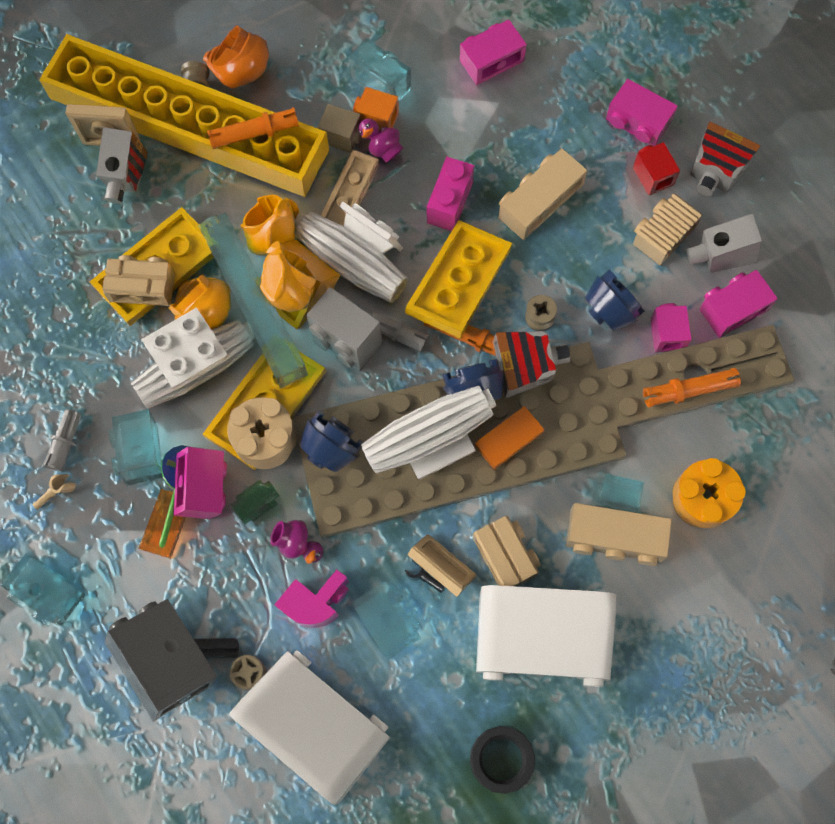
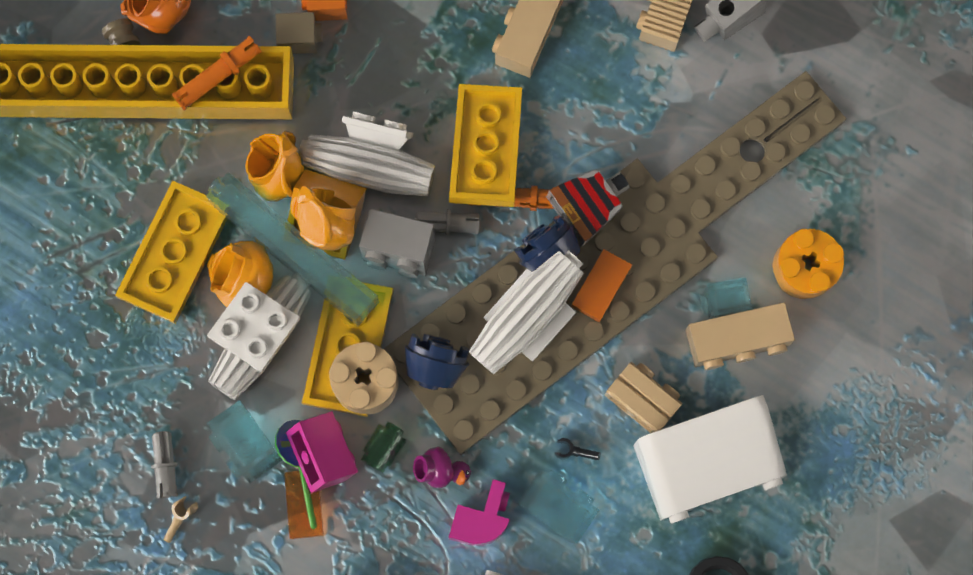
camera: 25 degrees left, 5 degrees up
(90, 120) = (53, 127): tan tile -> none
(120, 163) = (88, 148): light grey torso -> none
(139, 281) = (169, 275): tan brick -> none
(351, 185) = (333, 92): tan tile -> none
(383, 143) = (348, 30): magenta animal -> none
(442, 565) = (588, 433): tan tile -> none
(450, 193) = (439, 60): dark pink brick -> none
(542, 319) = (578, 155): dark tan wheel -> none
(612, 302) = (645, 111): dark blue cone -> none
(670, 327) = (710, 113): dark pink brick -> none
(679, 390) = (743, 174): orange pin -> none
(737, 303) = (764, 63): dark pink brick -> none

